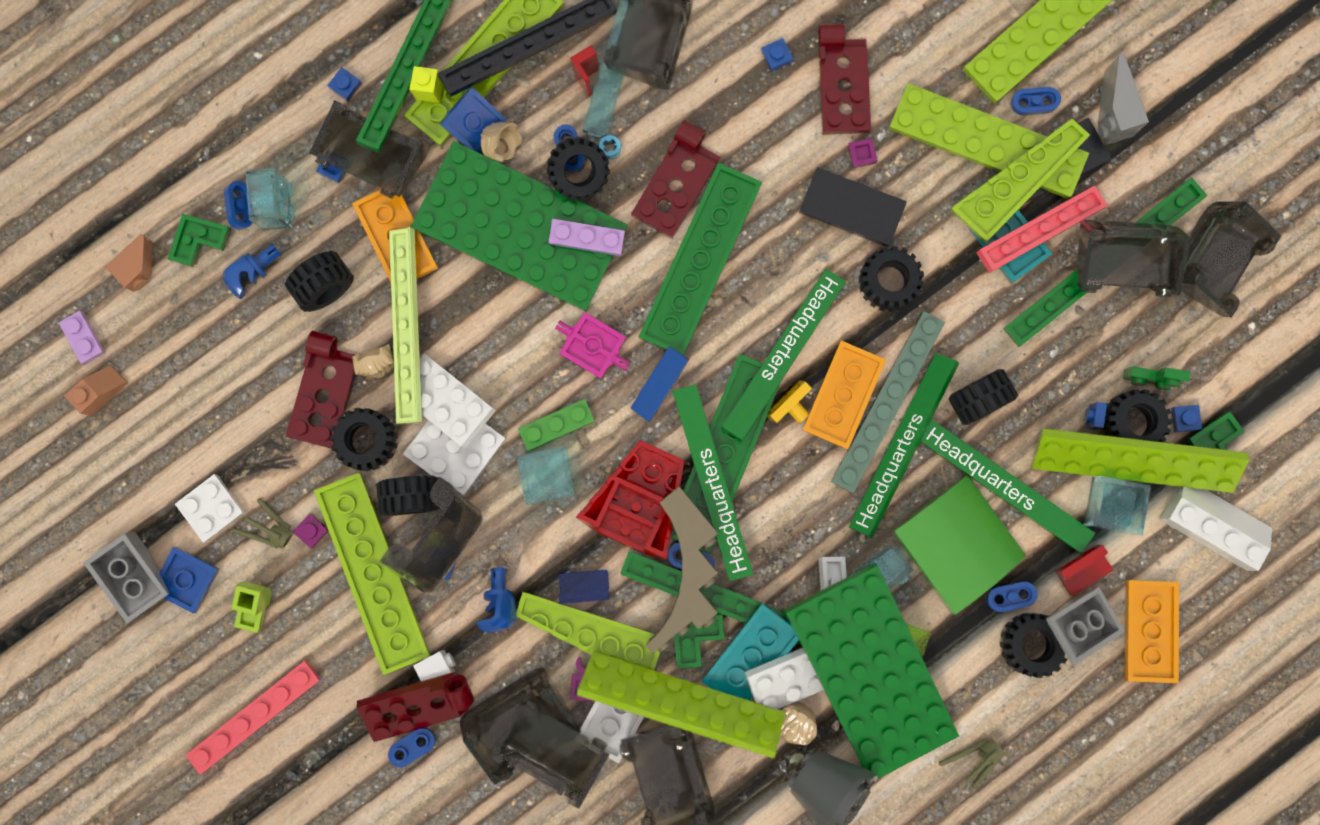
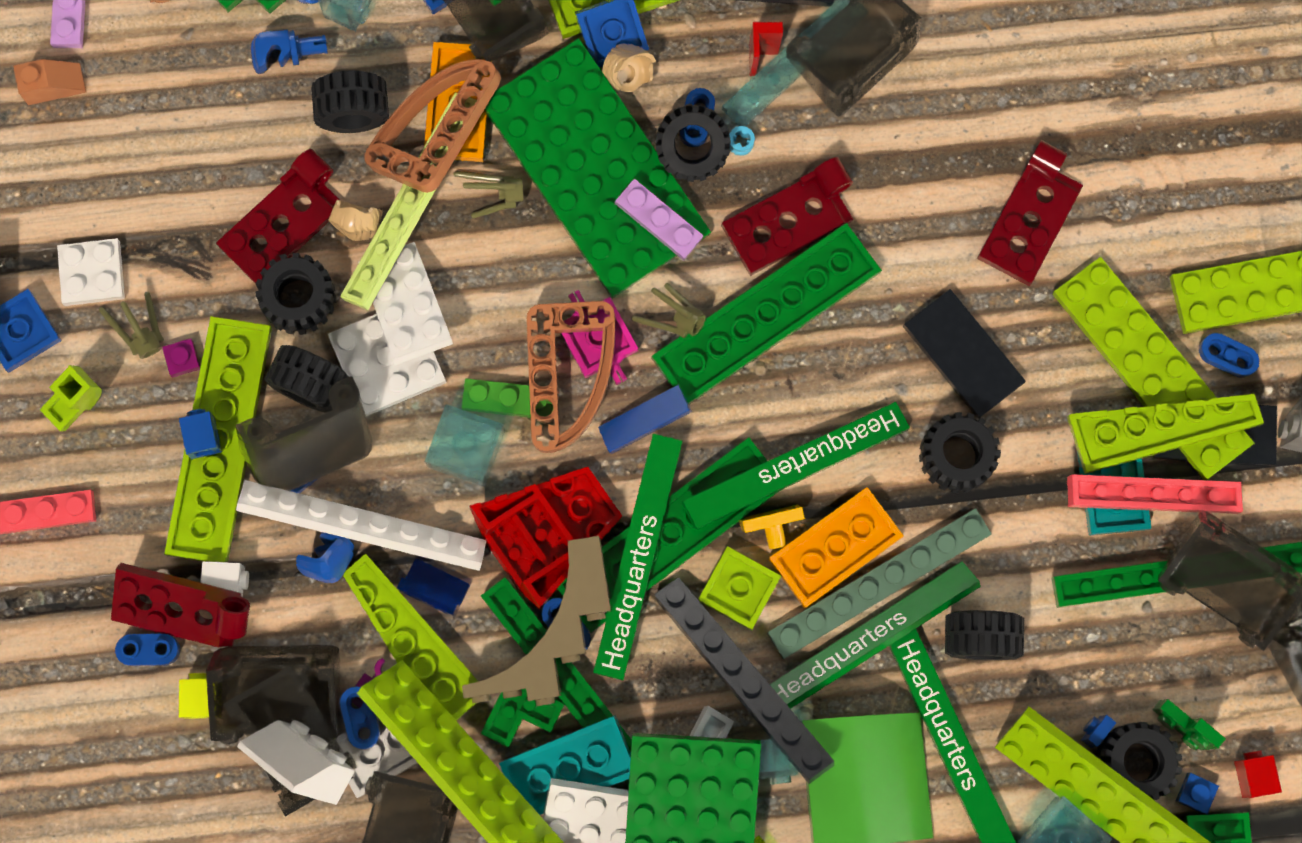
camera: 15 degrees right, 5 degrees down
(357, 578) = (200, 434): none -> blue brick
(393, 209) = (471, 72): none -> nougat beam
(463, 761) = (193, 697): none -> neon yellow brick
(467, 276) = (508, 188): none -> olive plant
(508, 575) = (361, 525): none -> white plate
(565, 766) = (299, 760): none -> white slope
(570, 384) = (548, 363): none -> nougat beam
(587, 709) = (357, 719): none -> blue plate
(648, 295) = (687, 317): none -> olive plant
(777, 54) = (977, 146): blue plate -> none
(794, 462) = (739, 588): none -> lime plate
(838, 526) = (744, 681): none -> black plate
(862, 153) = (1007, 302): magenta plate -> none
(1221, 382) = (1257, 775): none -> red brick

